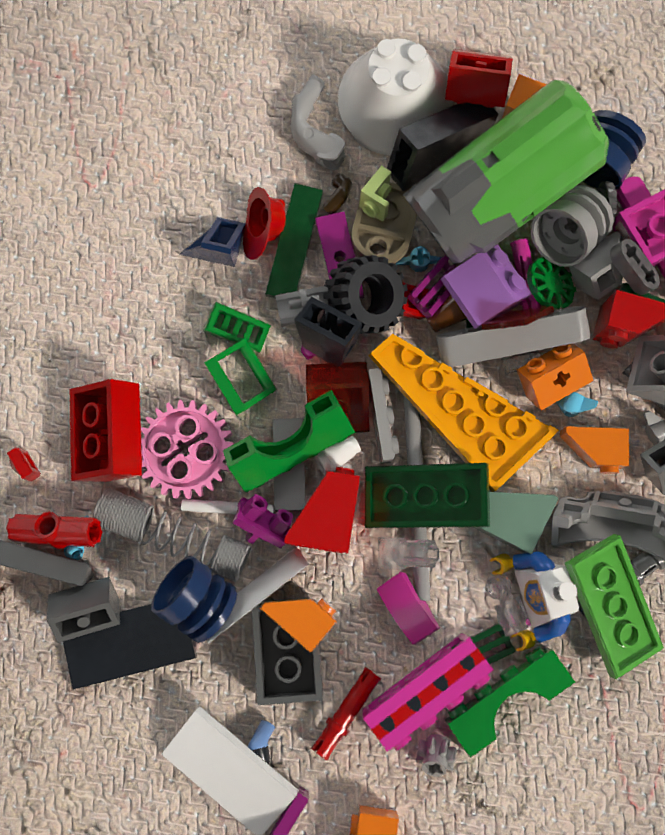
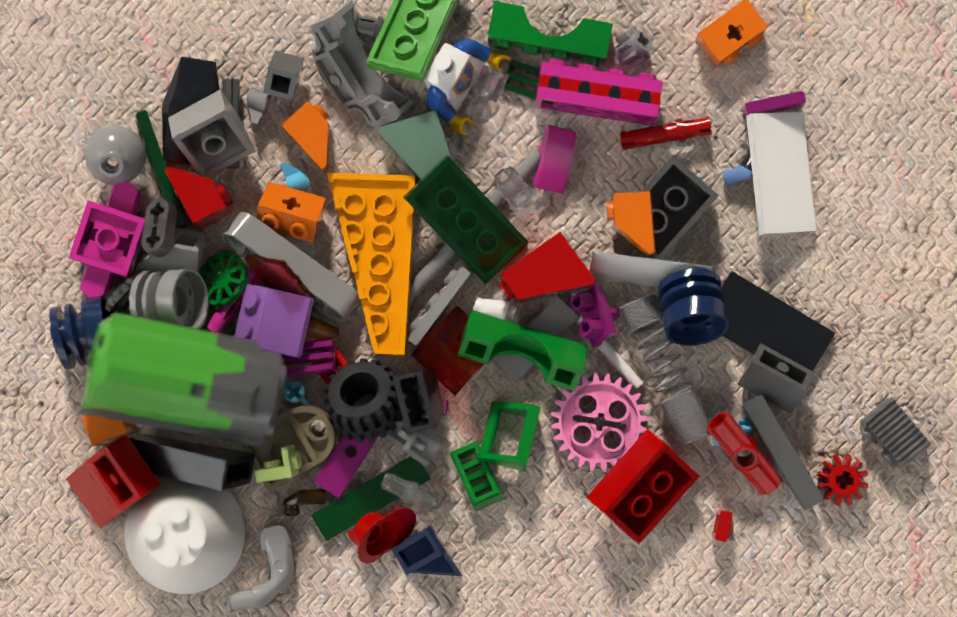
camera: 135 degrees left, 5 degrees up
(269, 267) = (409, 492): none -> clear axle

